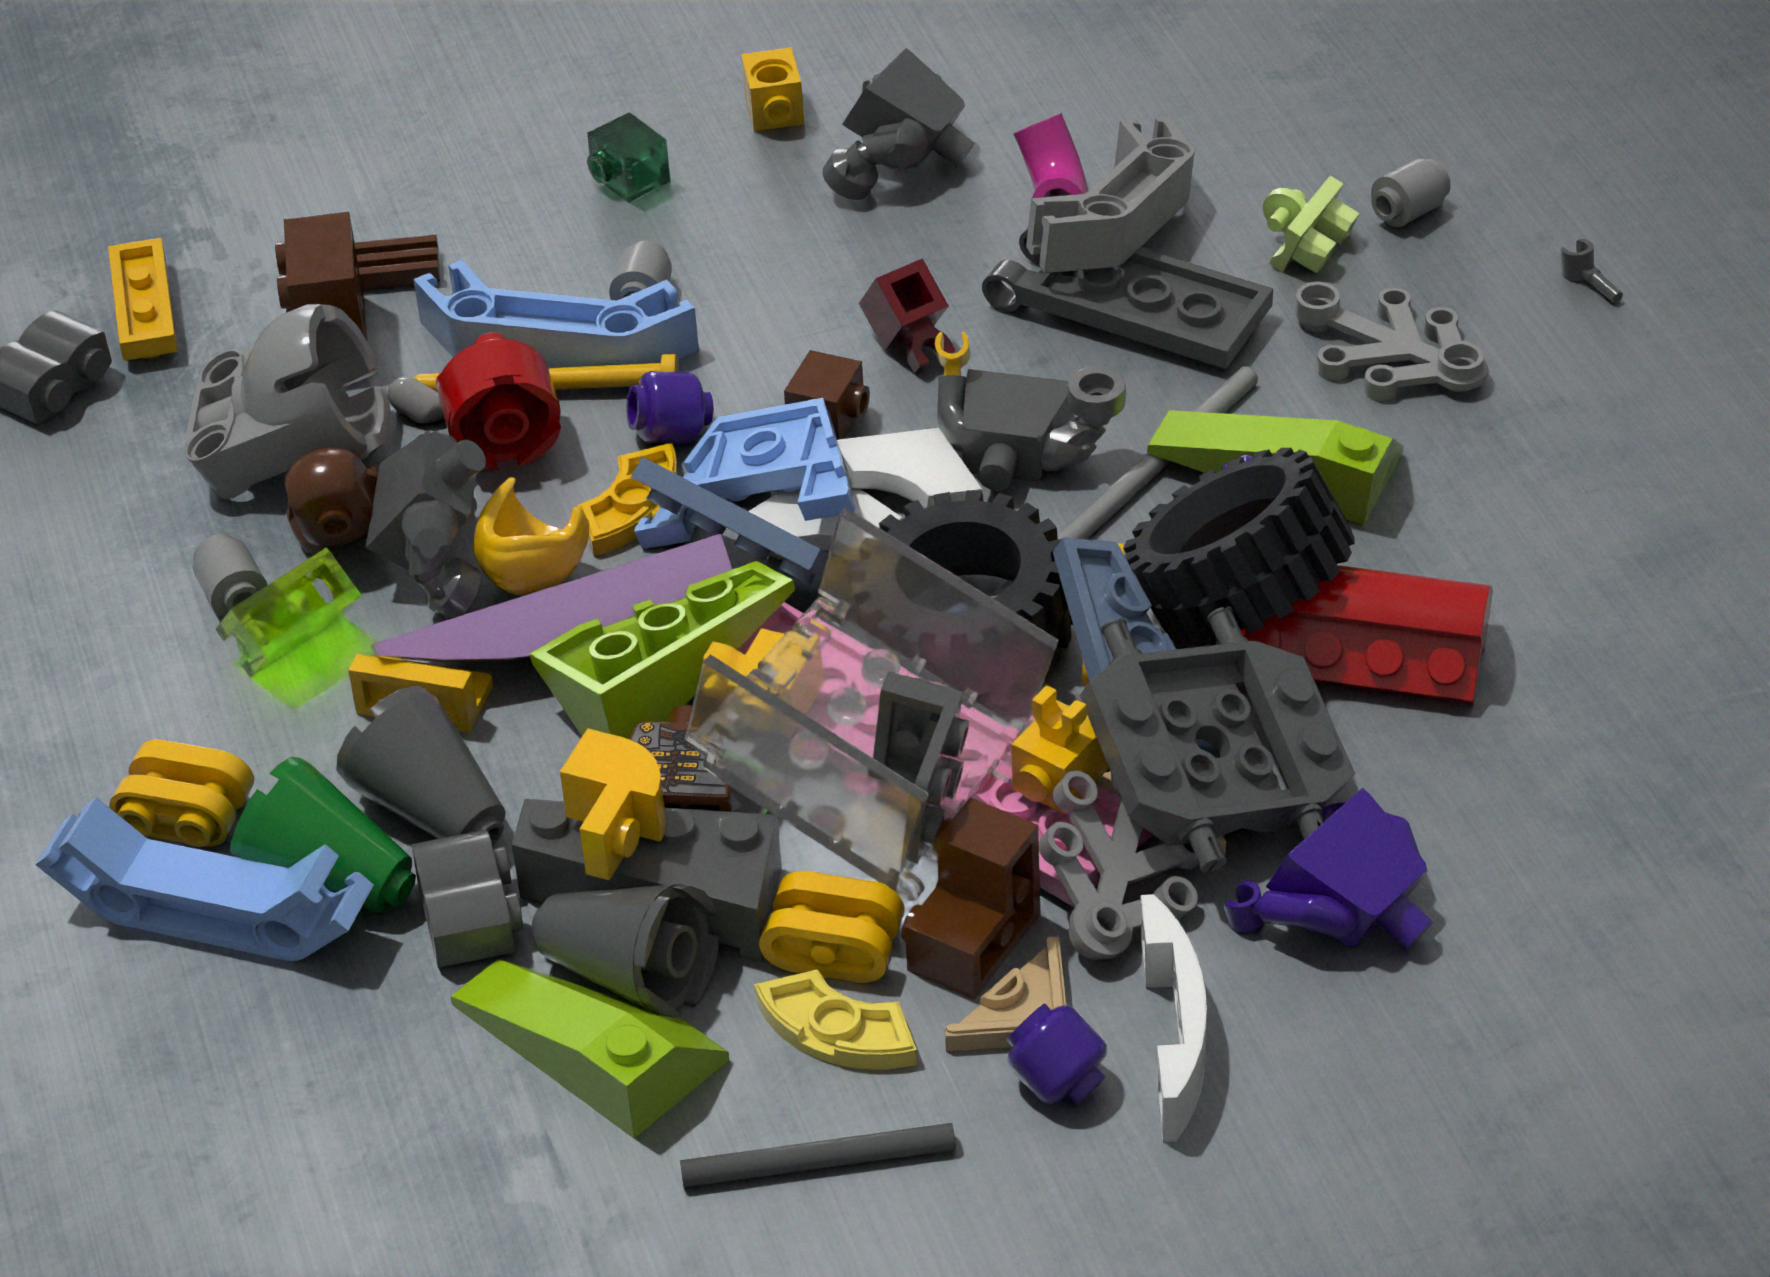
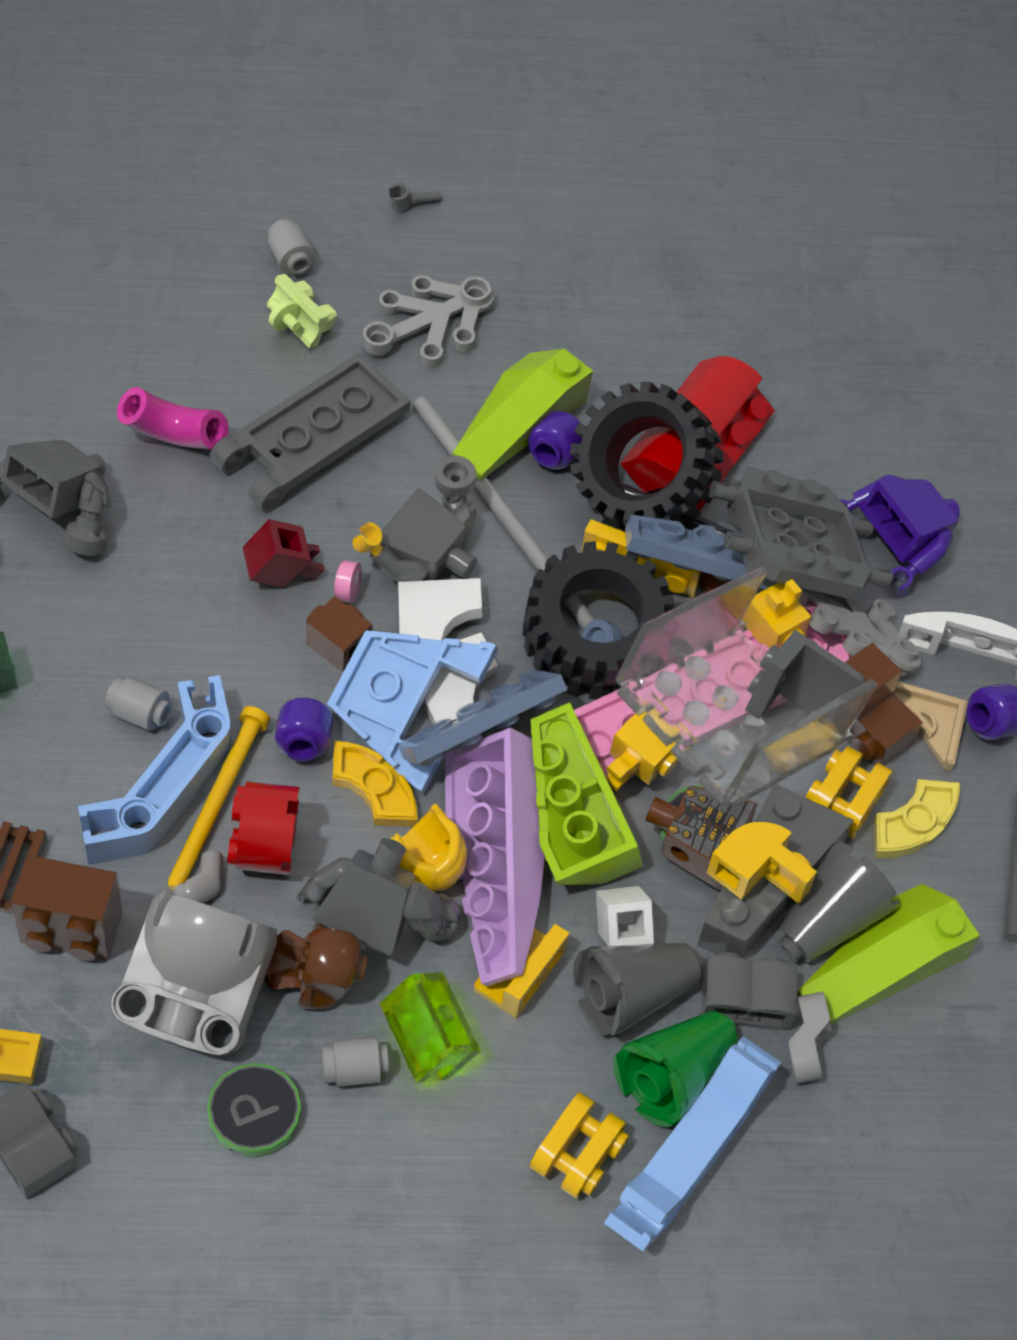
camera: 80 degrees left, 15 degrees up
(147, 526) = (254, 1109): none -> black tile
(410, 971) = (809, 1037): none -> light grey piece
(515, 740) = (624, 916): none -> white brick
(910, 384) = (348, 581): none -> bright pink tile
(1122, 209) = (236, 383): light grey piece -> none

